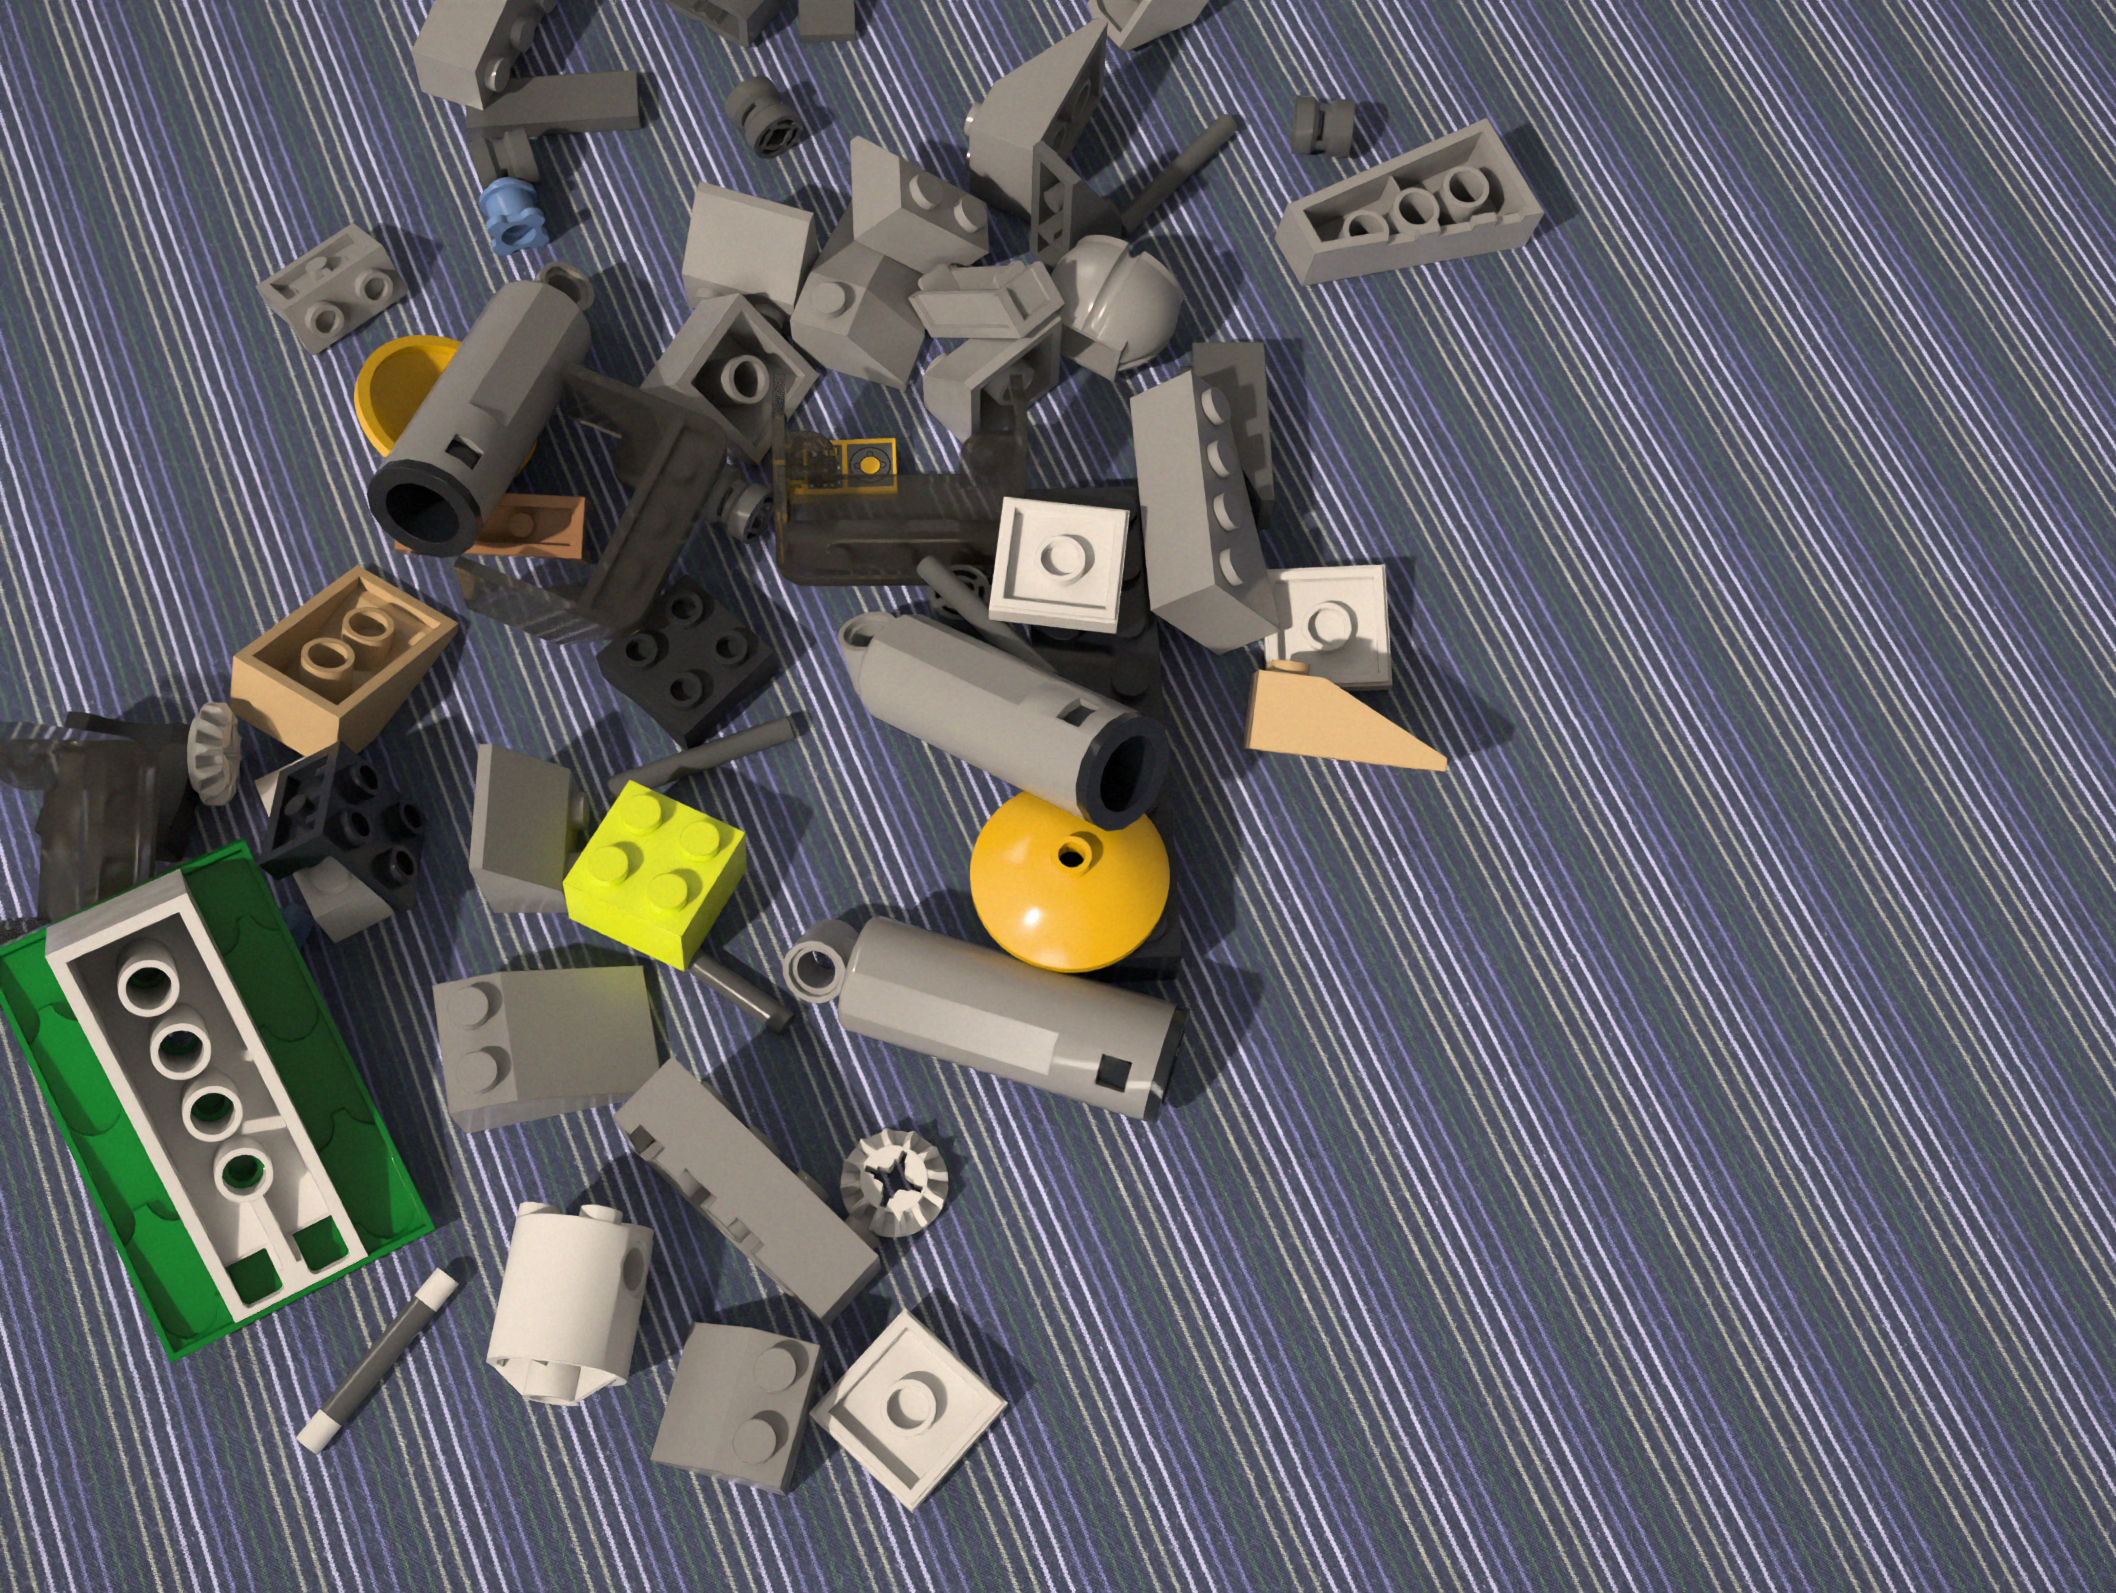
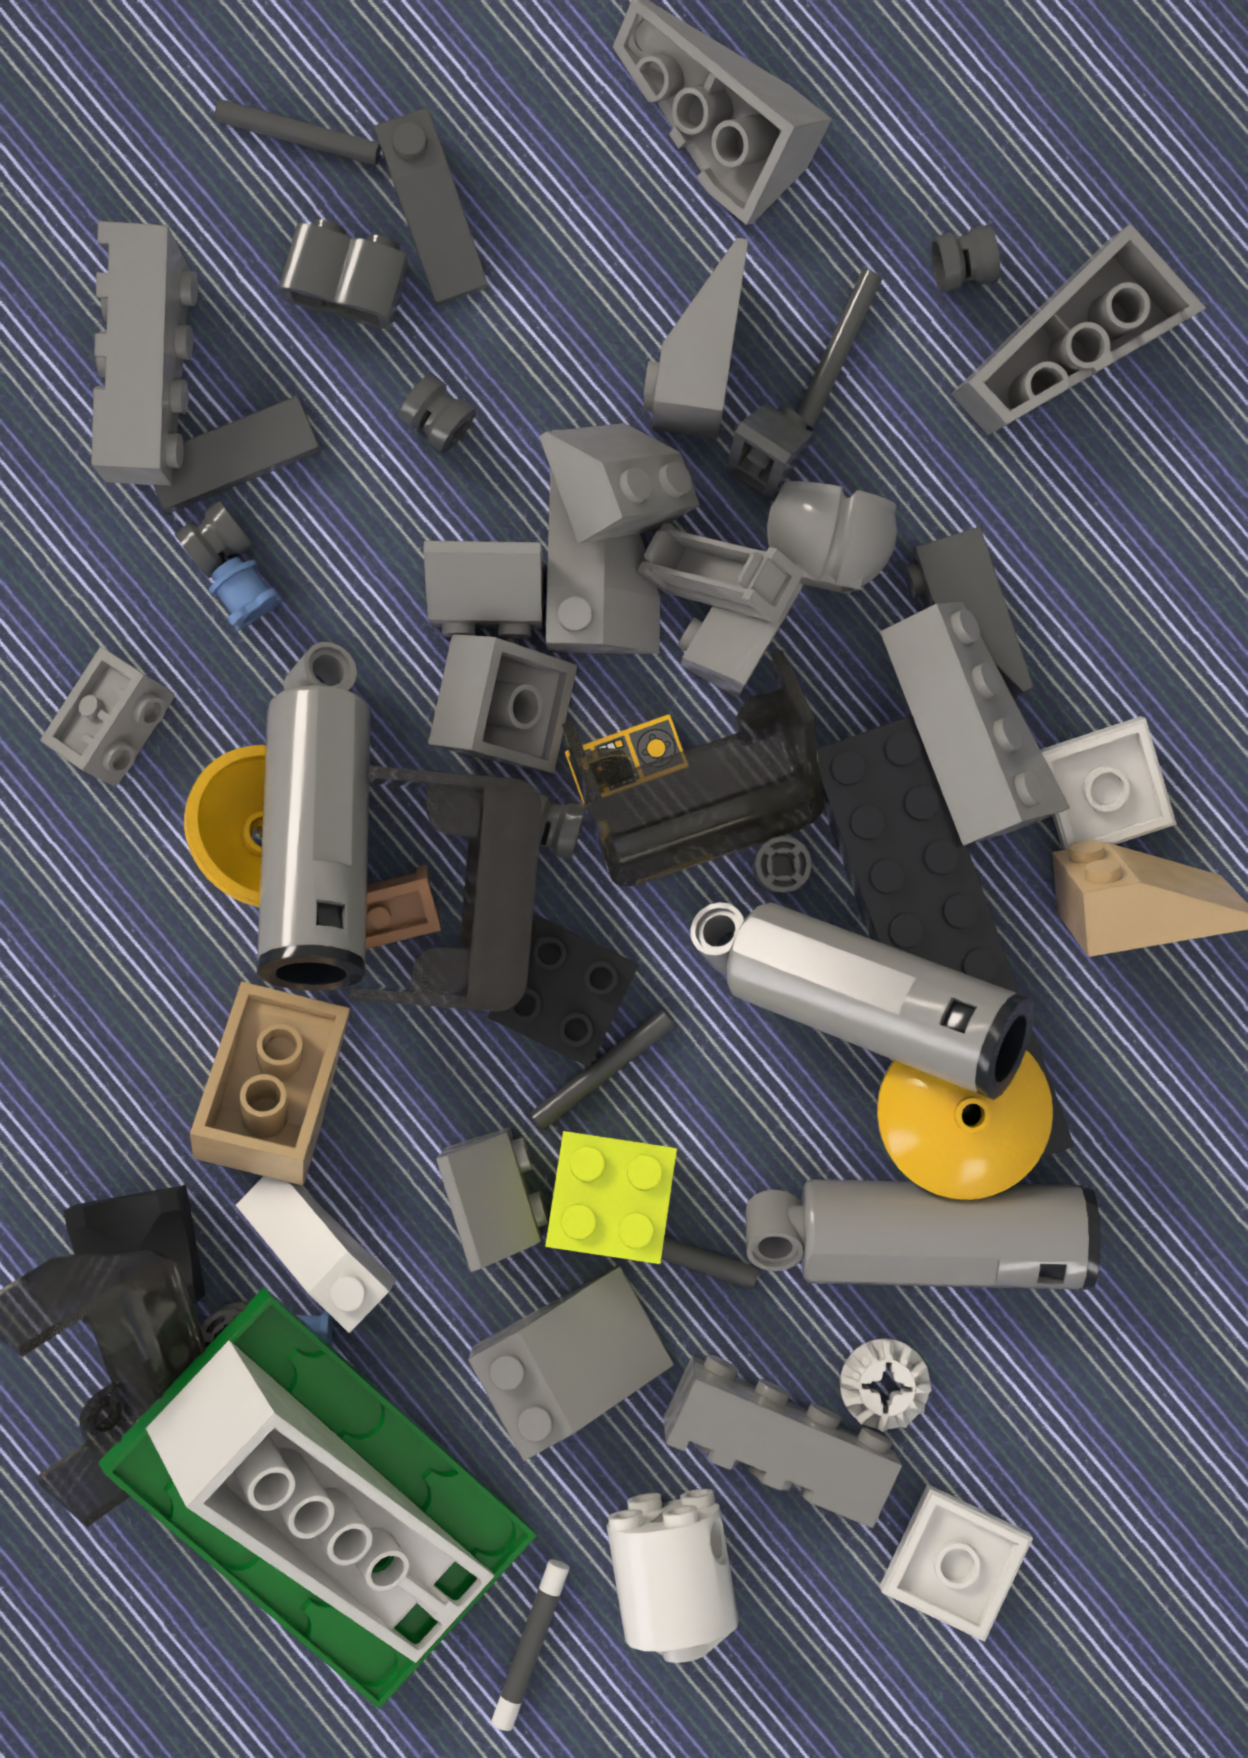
camera: 15 degrees left, 20 degrees up
(214, 754) = (200, 1205): white gear -> none
(347, 811) = (341, 1246): black bracket -> none
(739, 1405) = (825, 1602): light grey slope -> none
(977, 612) = (821, 895): dark grey bar -> none
(1059, 565) = (873, 830): white plate -> none

